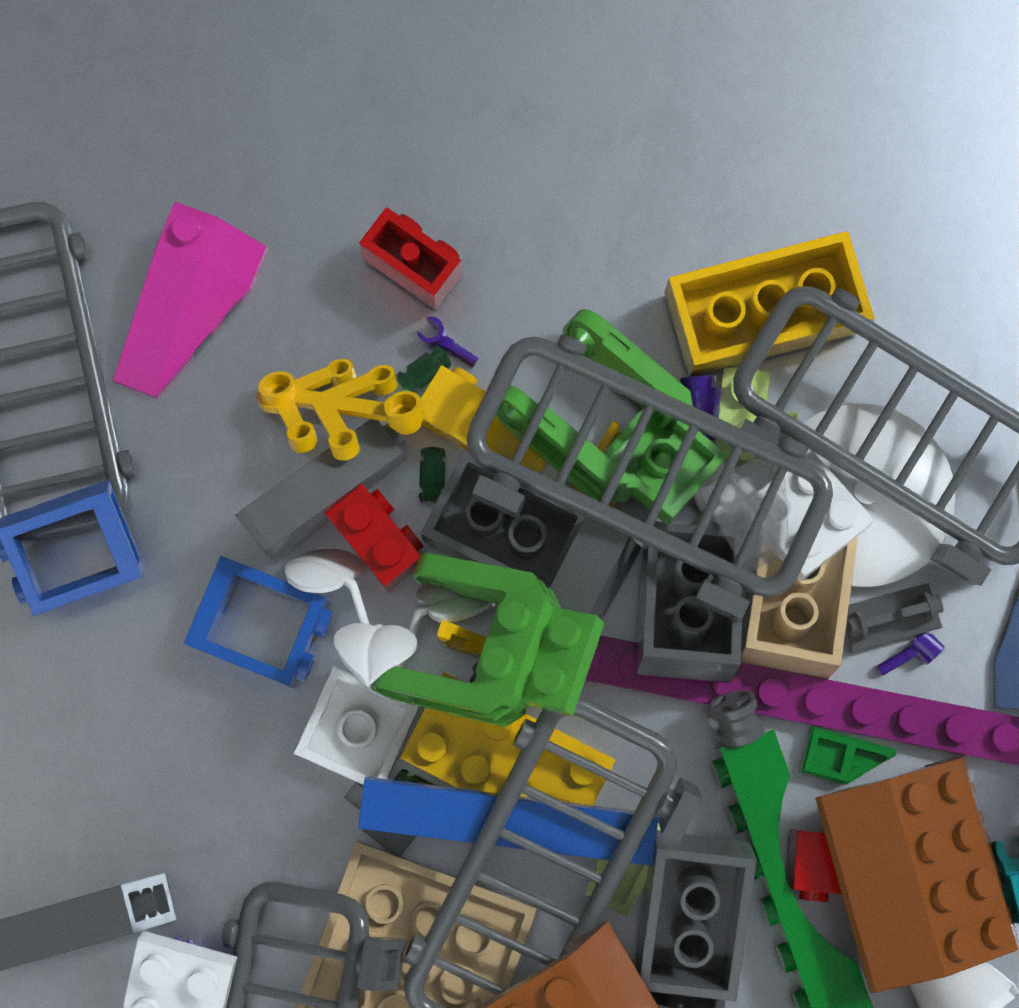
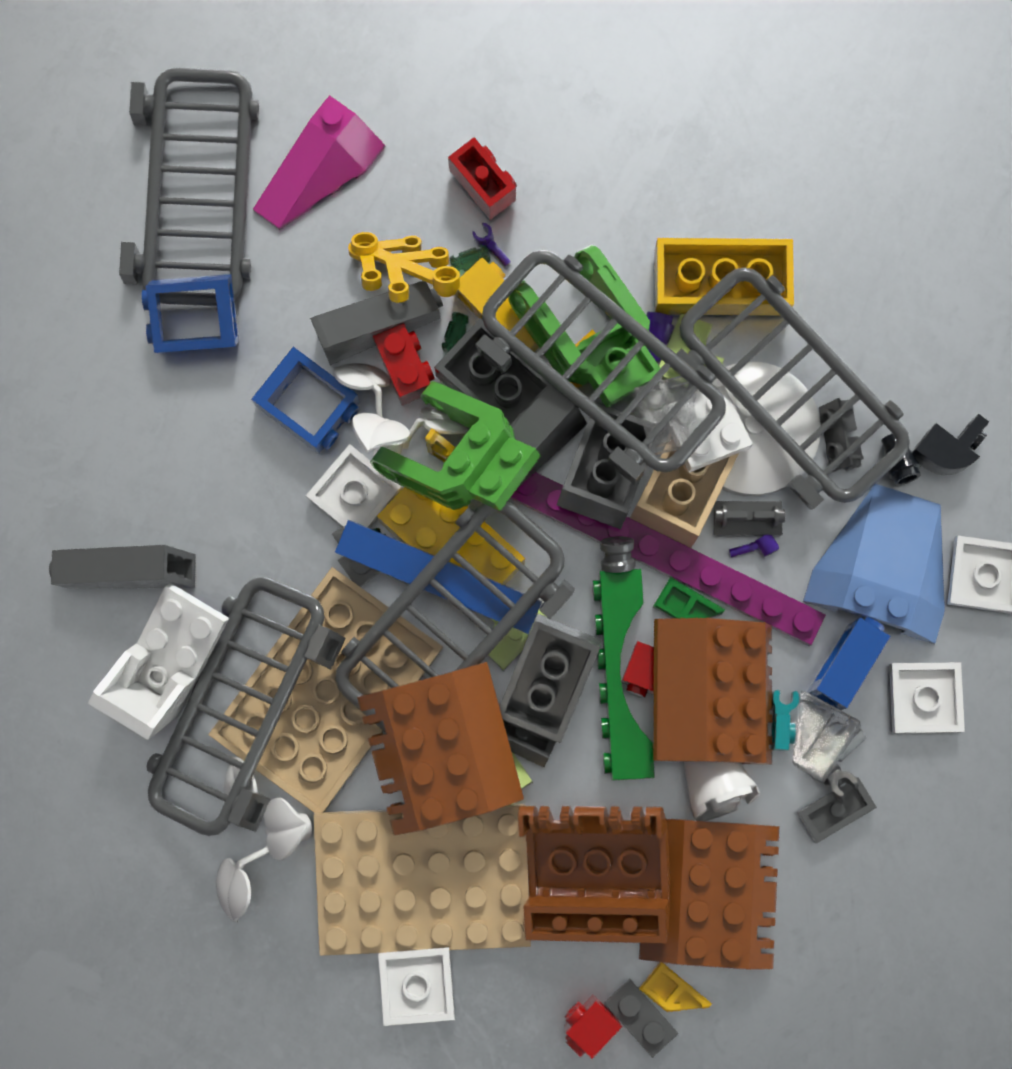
camera: 20 degrees right, 0 degrees up
(979, 483) = (837, 437): none -> dark grey hinge

